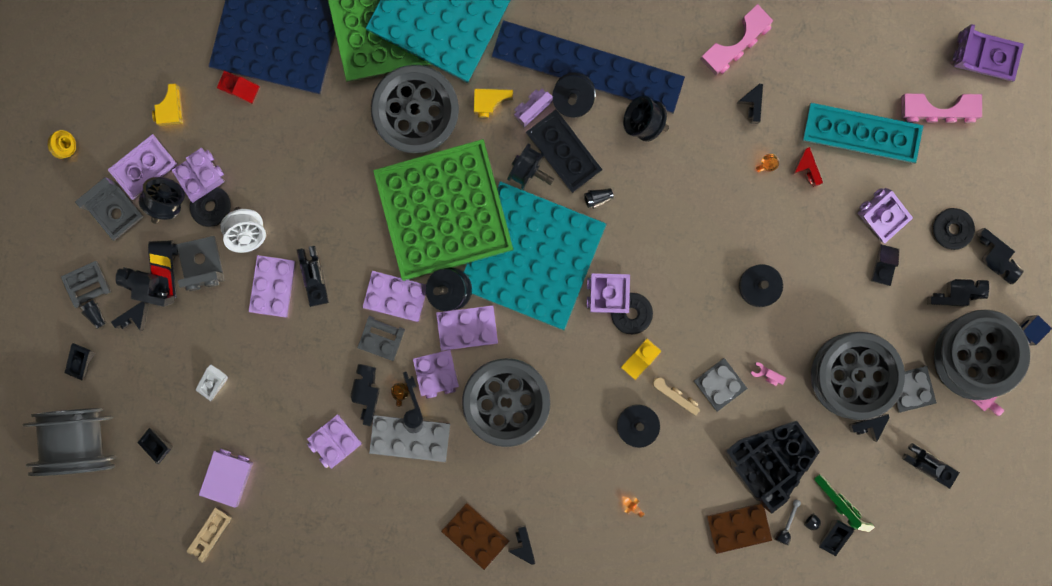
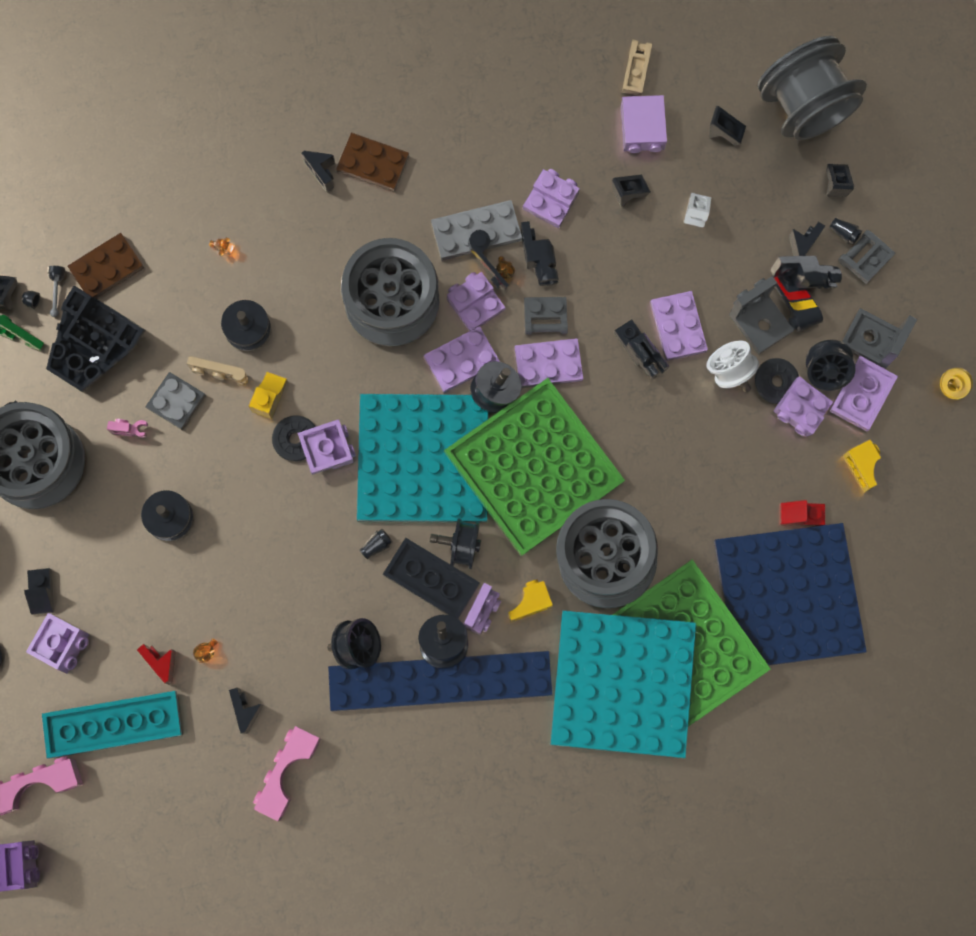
camera: 155 degrees right, 10 degrees down
(261, 423) = (629, 187): none -> black slope

